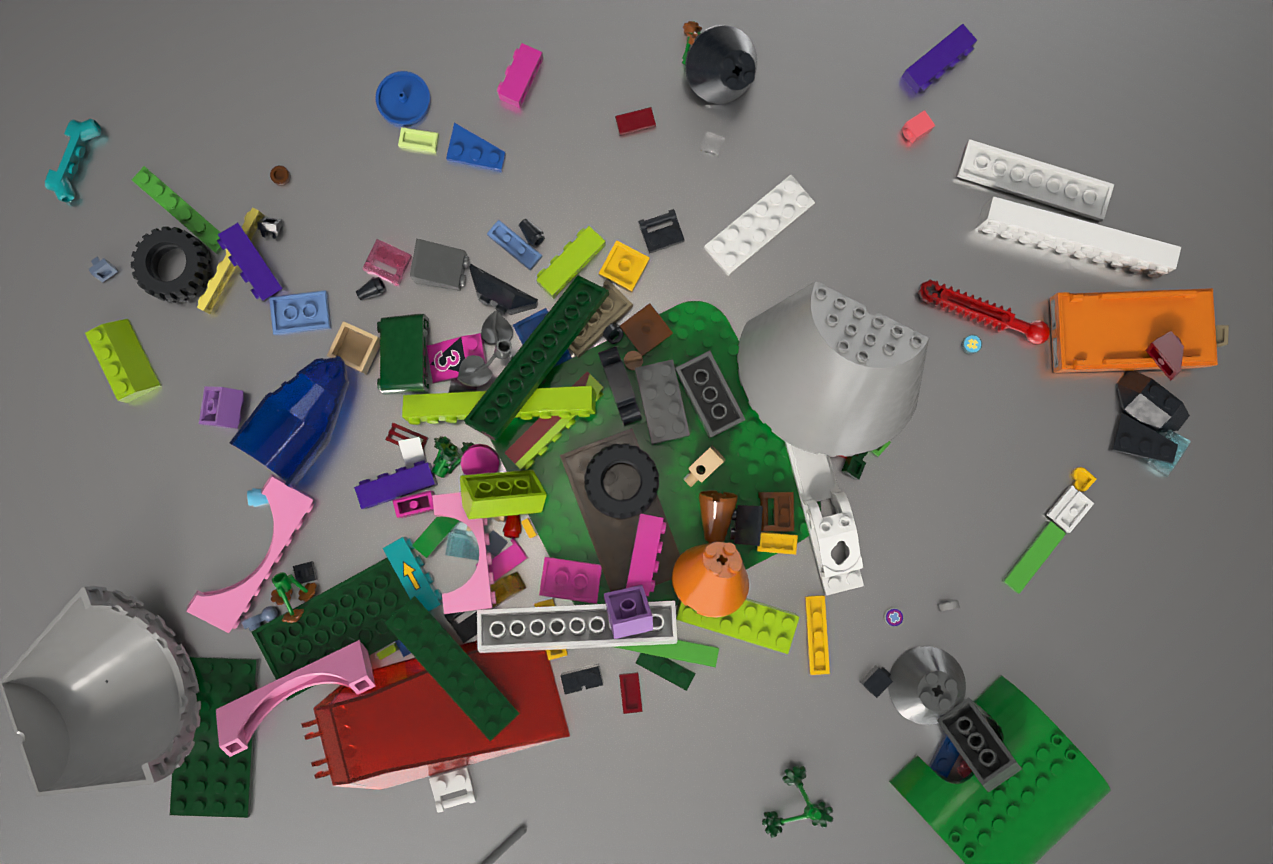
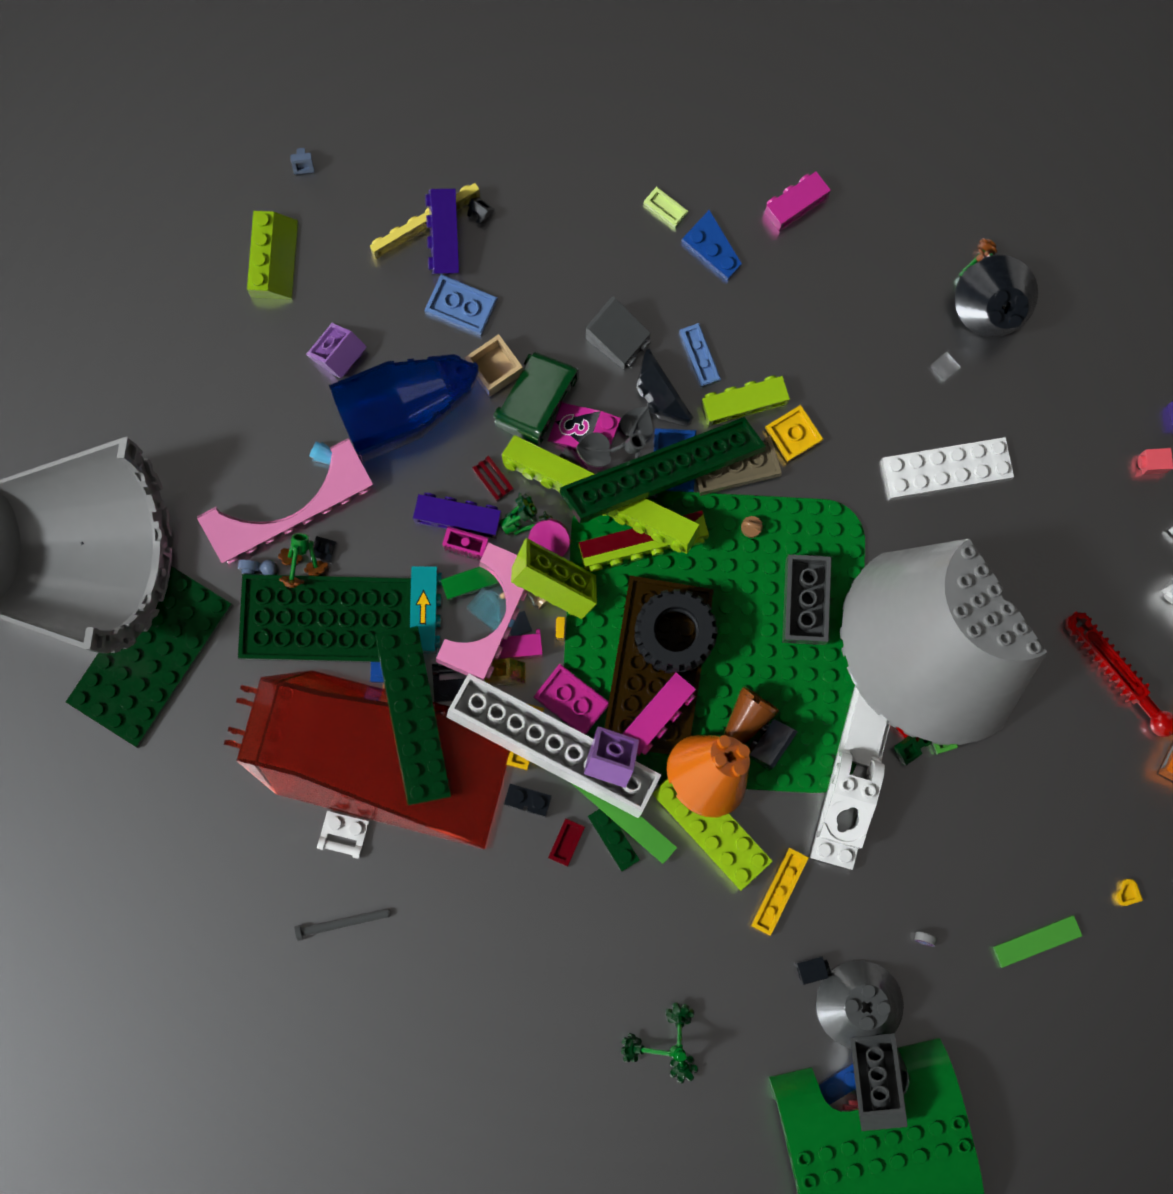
camera: 30 degrees right, 5 degrees down
(79, 135) = (353, 27): teal plate -> none
(151, 251) = (368, 168): black tyre -> none
(178, 208) = (404, 146): bright green plate -> none
(242, 716) = (189, 647): bright pink arch -> none
(280, 175) = (516, 168): reddish brown tile -> none
(372, 288) = (542, 320): black cone -> none
(387, 651) = (359, 667): lime tile -> none
(390, 256) = (575, 299): clear pink plate -> none
(403, 98) = (673, 161): blue piece -> none
(411, 451) = (491, 492): white sticker -> none
(512, 526) = (545, 617): red cone -> none
(532, 233) = (723, 353): black cone -> none
(612, 331) = (747, 488): black tile -> none
(620, 386) = (725, 543): black brick -> none
(635, 121) = (883, 304): dark red tile -> none
(646, 329) = (780, 504): reddish brown plate -> none
(662, 237) = (845, 427): black plate -> none
(662, 402) = (756, 581): dark grey brick -> none
(710, 460) = (772, 664): tan torso -> none
(778, 543) = (791, 779): yellow plate -> none
(782, 511) = (814, 751): reddish brown plate -> none
(893, 617) = (864, 919): tile -> none
(971, 344) = (1091, 699): tile -> none
(1070, 509) = (1099, 914): white plate -> none

